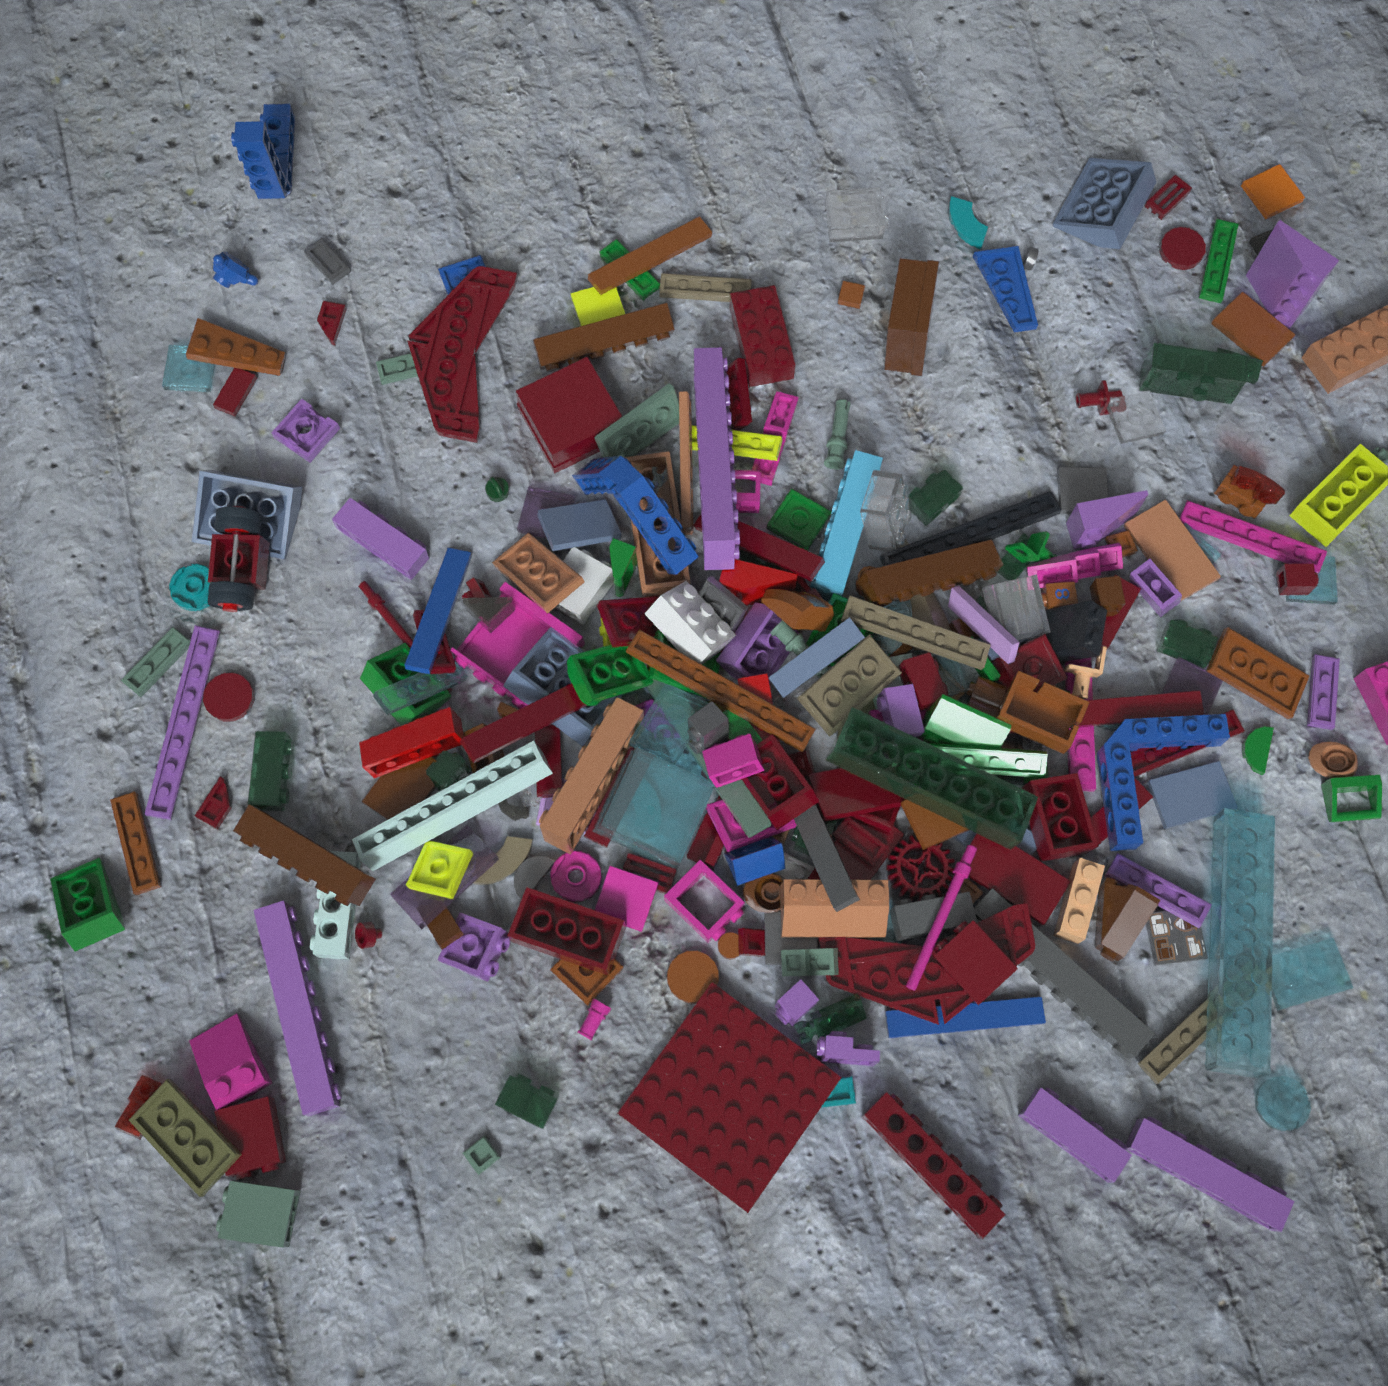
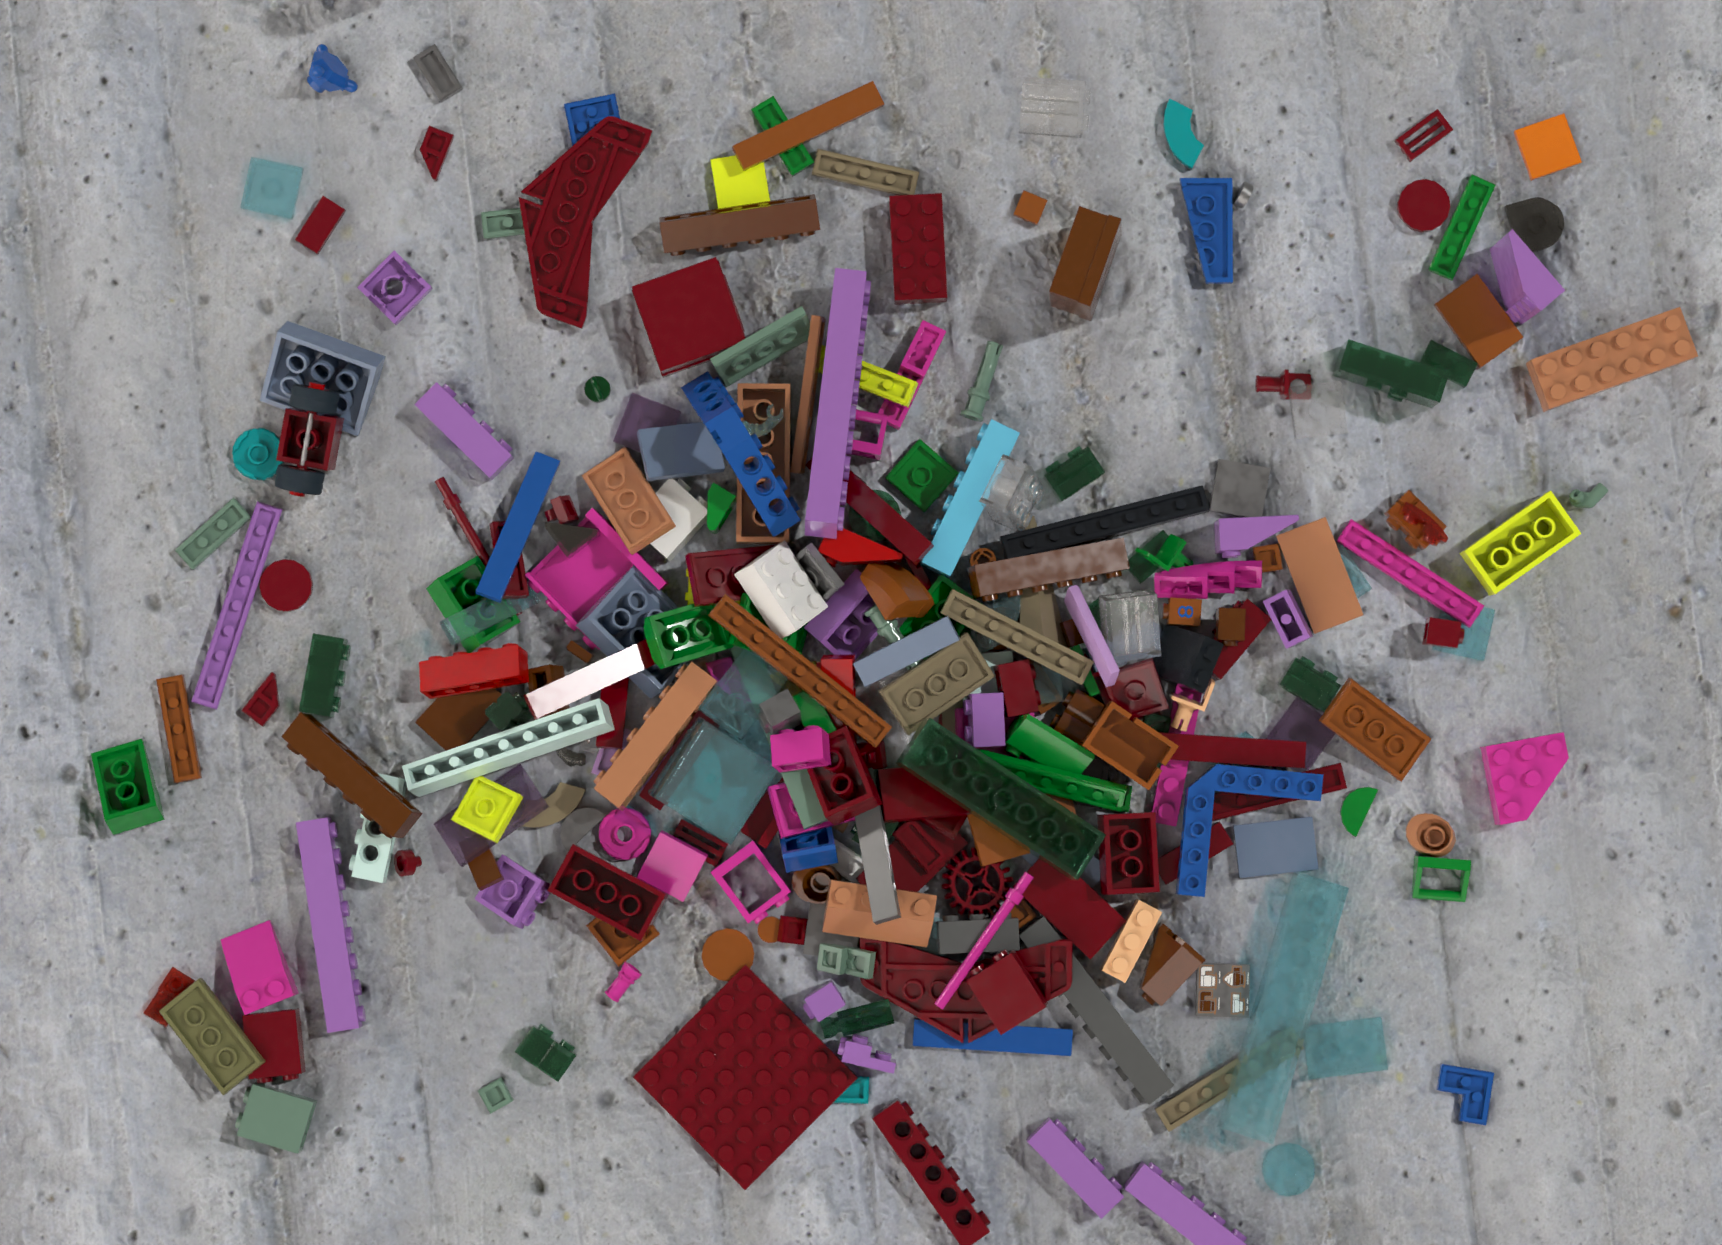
camera: 10 degrees right, 15 degrees up
(226, 348) = (317, 173): dark orange wing -> none
(739, 395) = (879, 317): dark red tile -> none
(1106, 201) = (1347, 133): sand blue slope -> none
(1172, 897) = (1214, 941): medium lavender tile -> none
(1323, 692) = (1442, 757): medium lavender tile -> none

